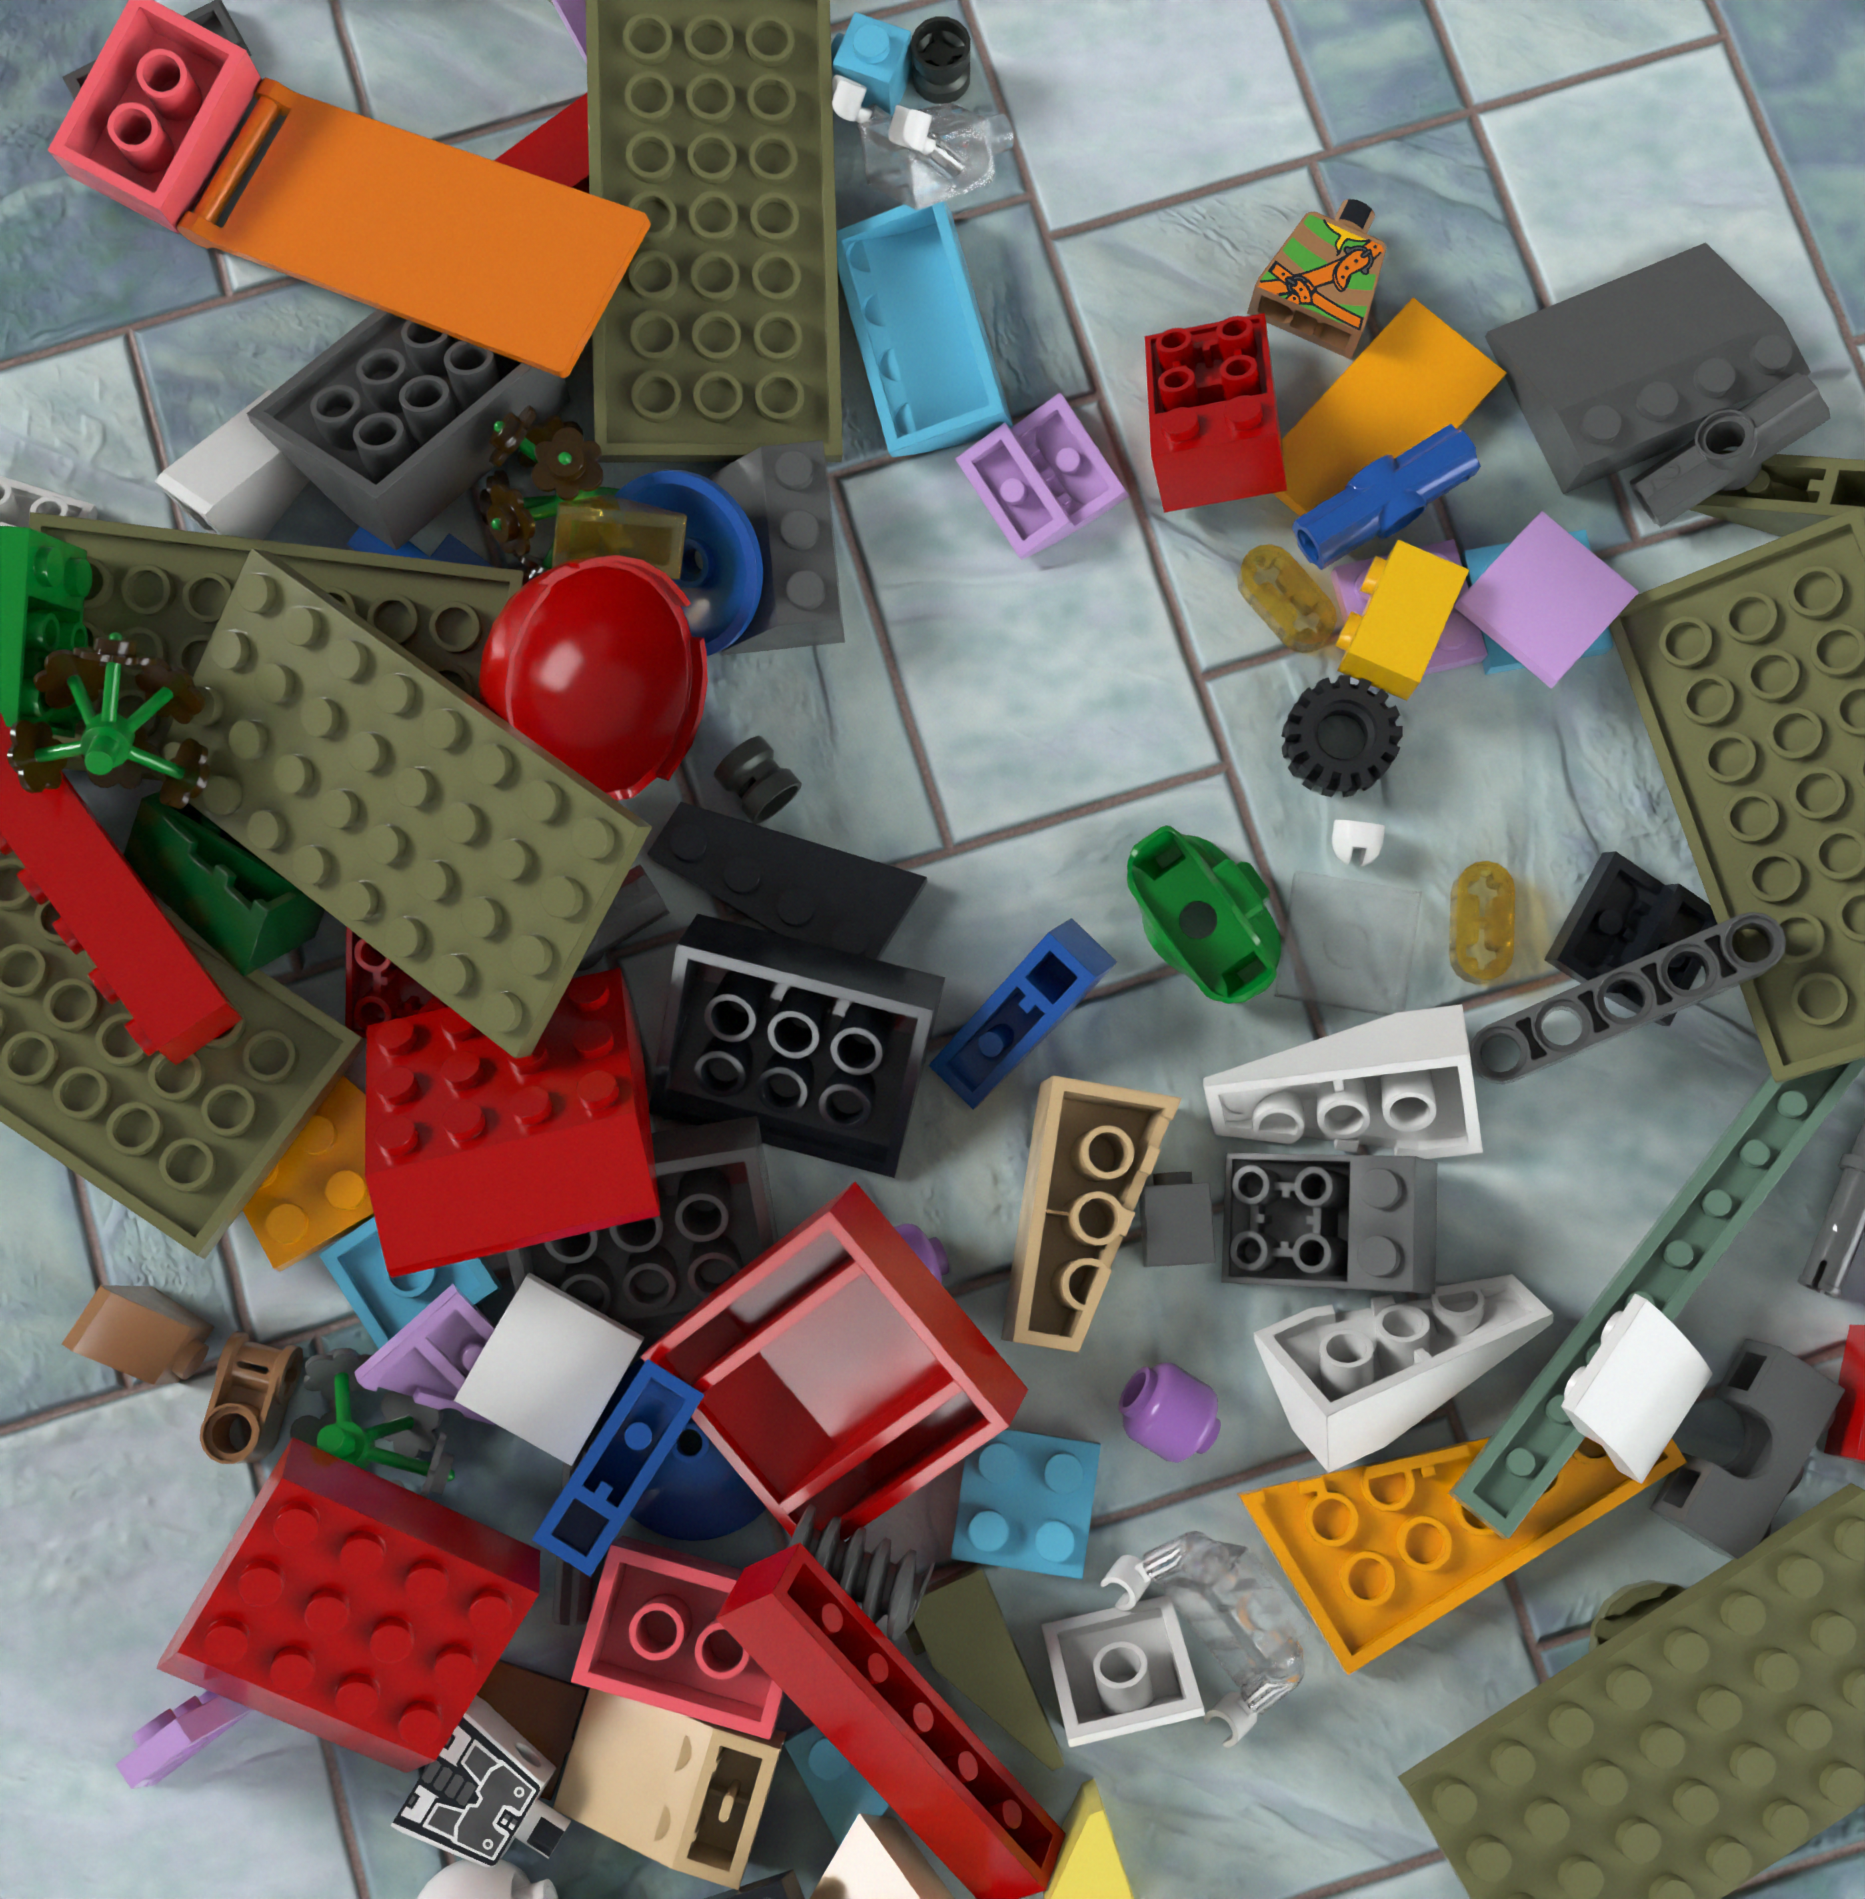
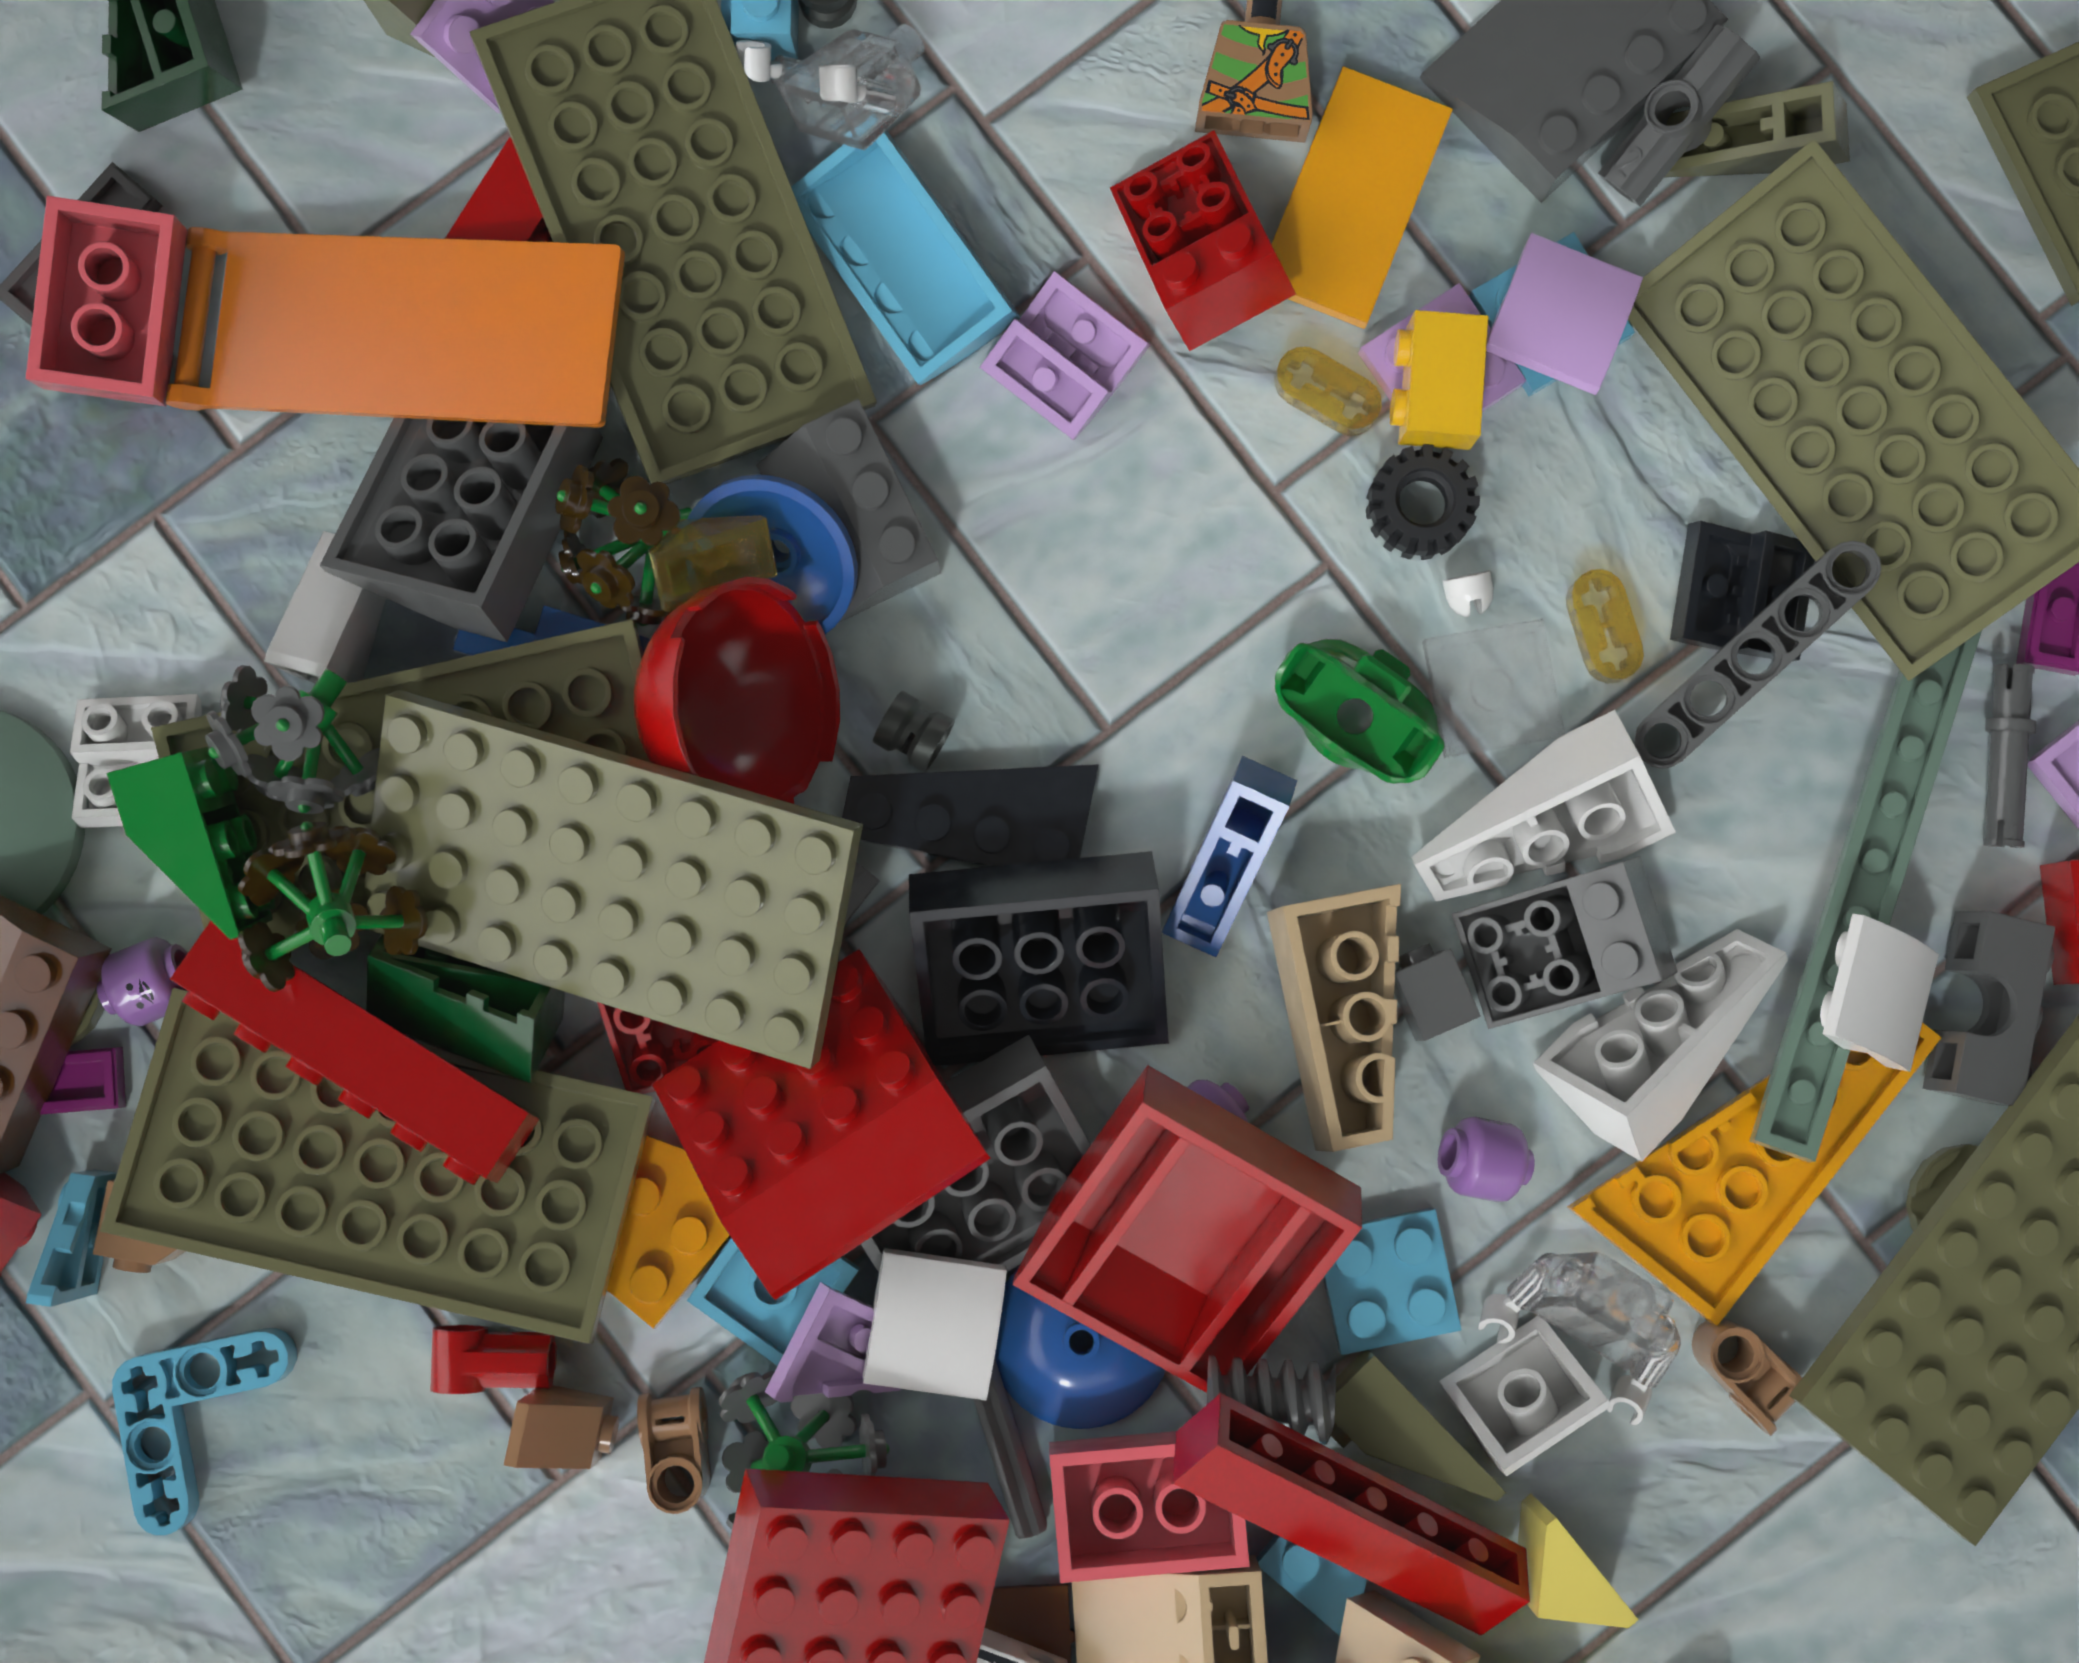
camera: 25 degrees left, 5 degrees up
(94, 1236) = (472, 1359): none -> red piece
(142, 535) = (288, 724): none -> dark grey plant
(617, 1467) = (1030, 1388): blue slope -> none
(1367, 1746) = (1754, 1378): none -> medium nougat piece
(1386, 496) = (1386, 268): blue piece -> none

